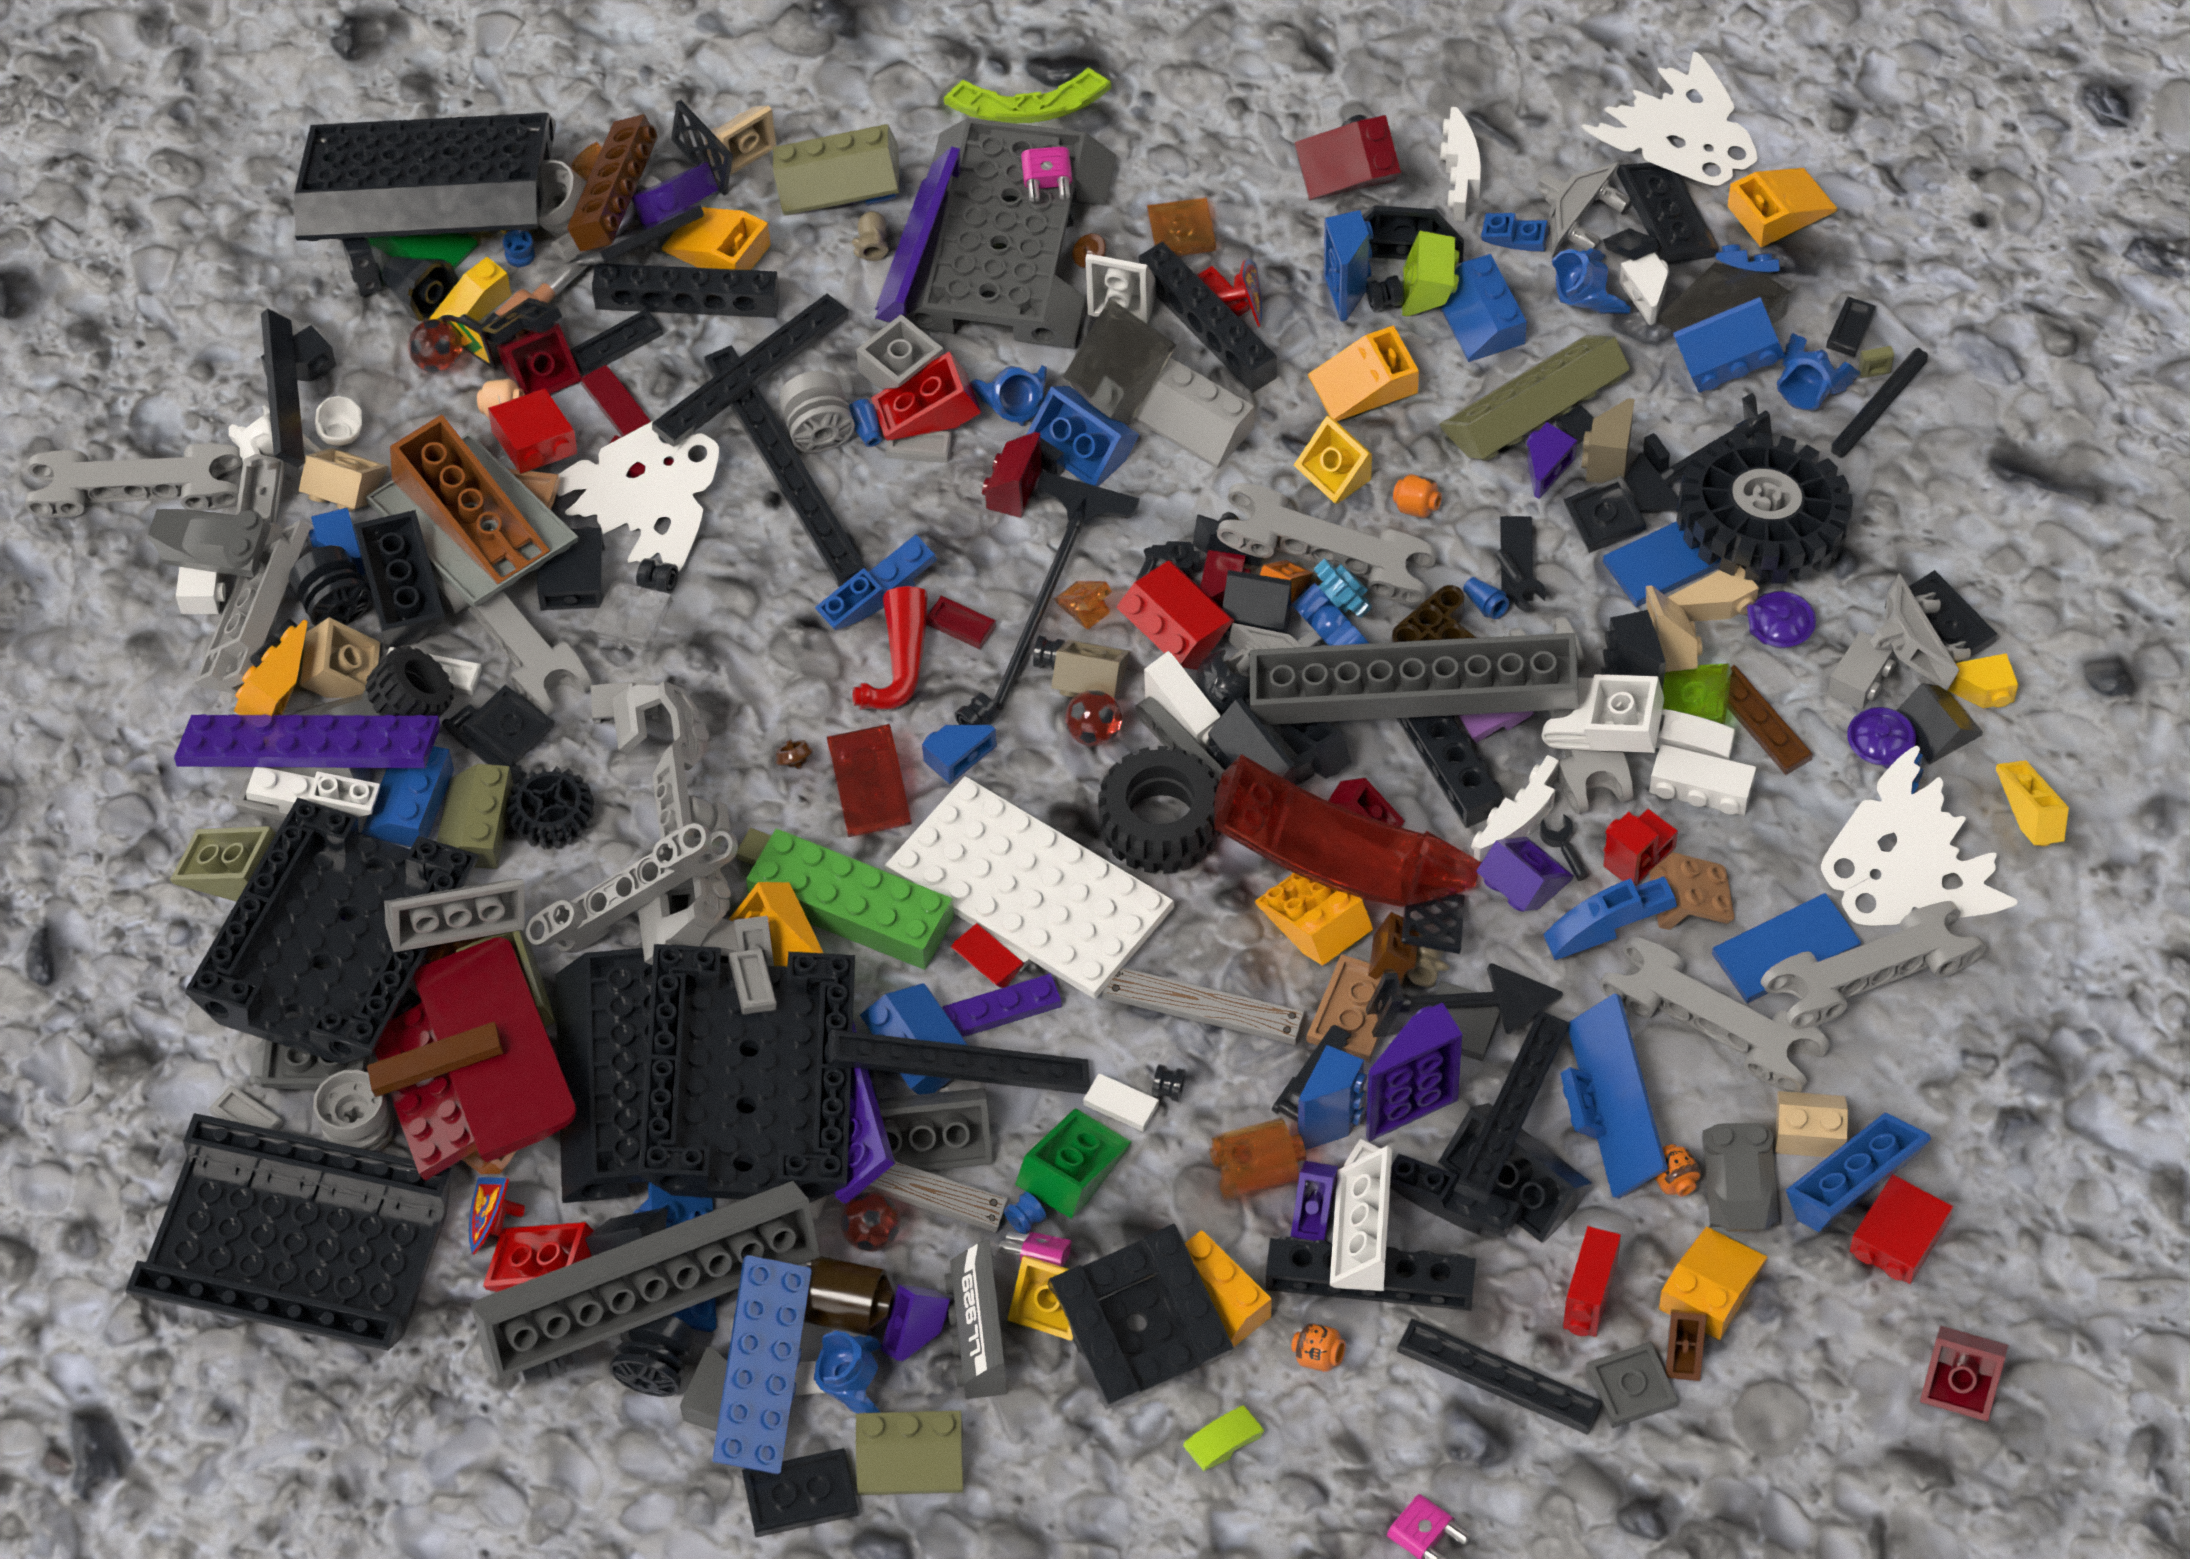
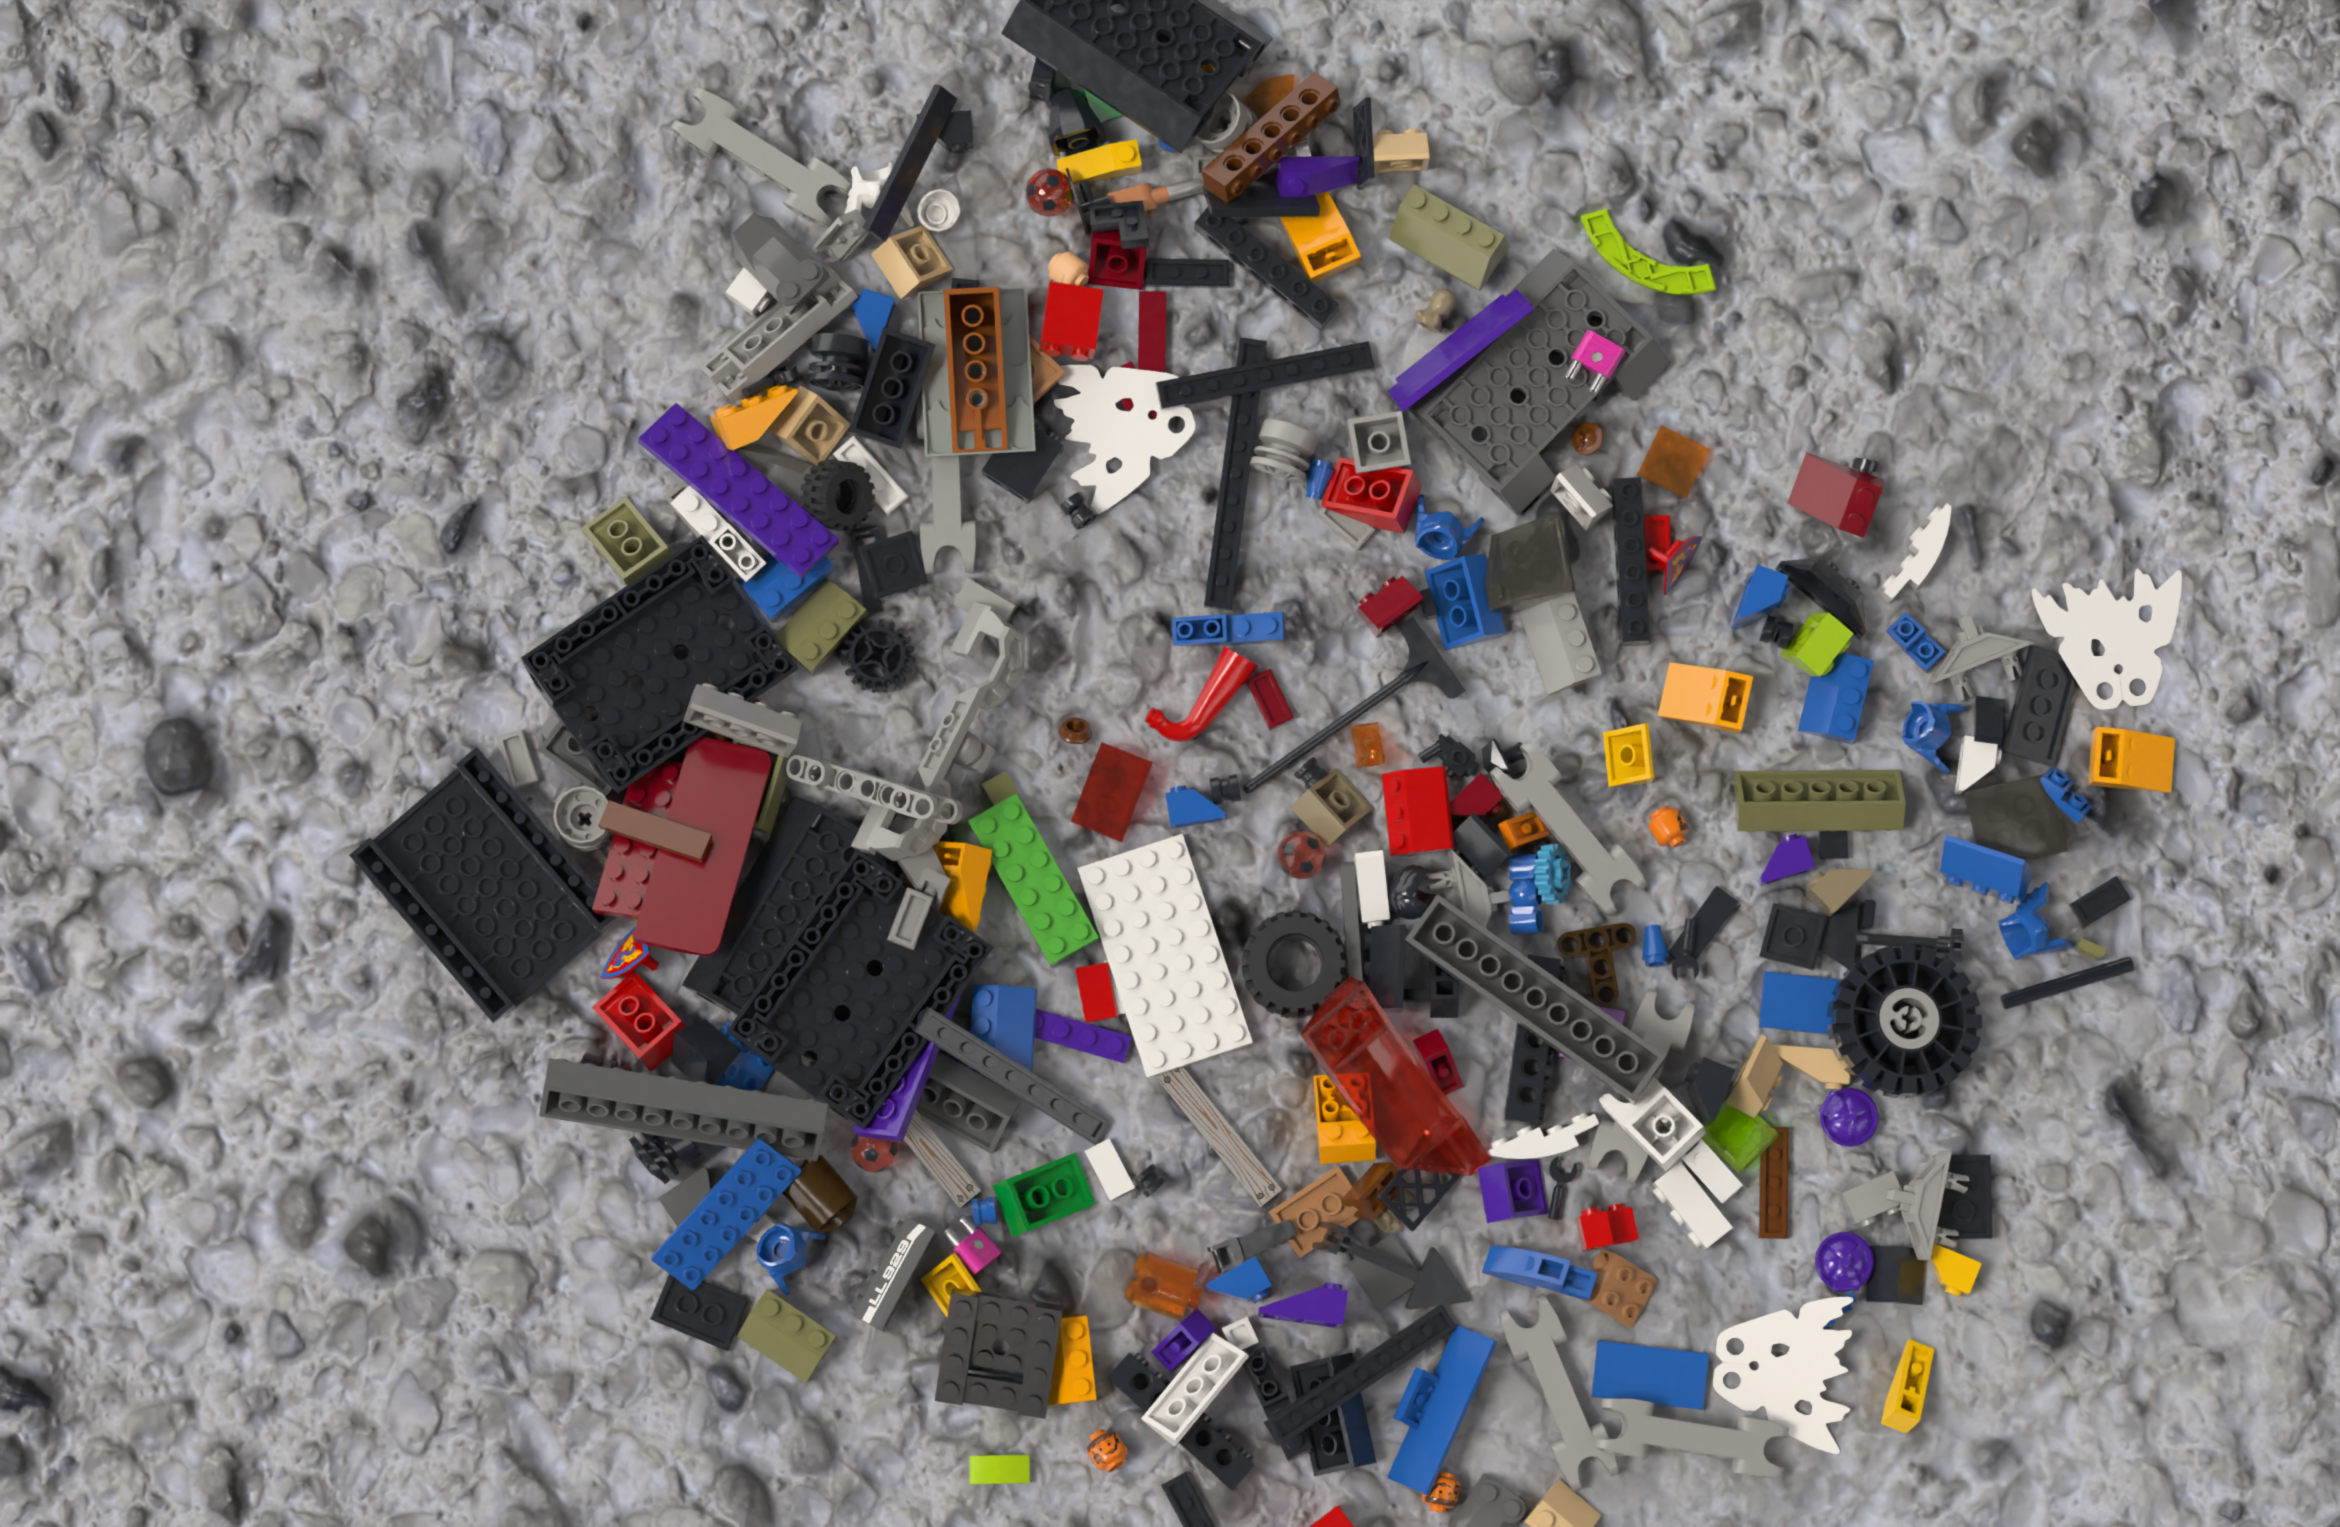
camera: 30 degrees right, 25 degrees up
(914, 1320) = (854, 1242): dark purple slope -> none

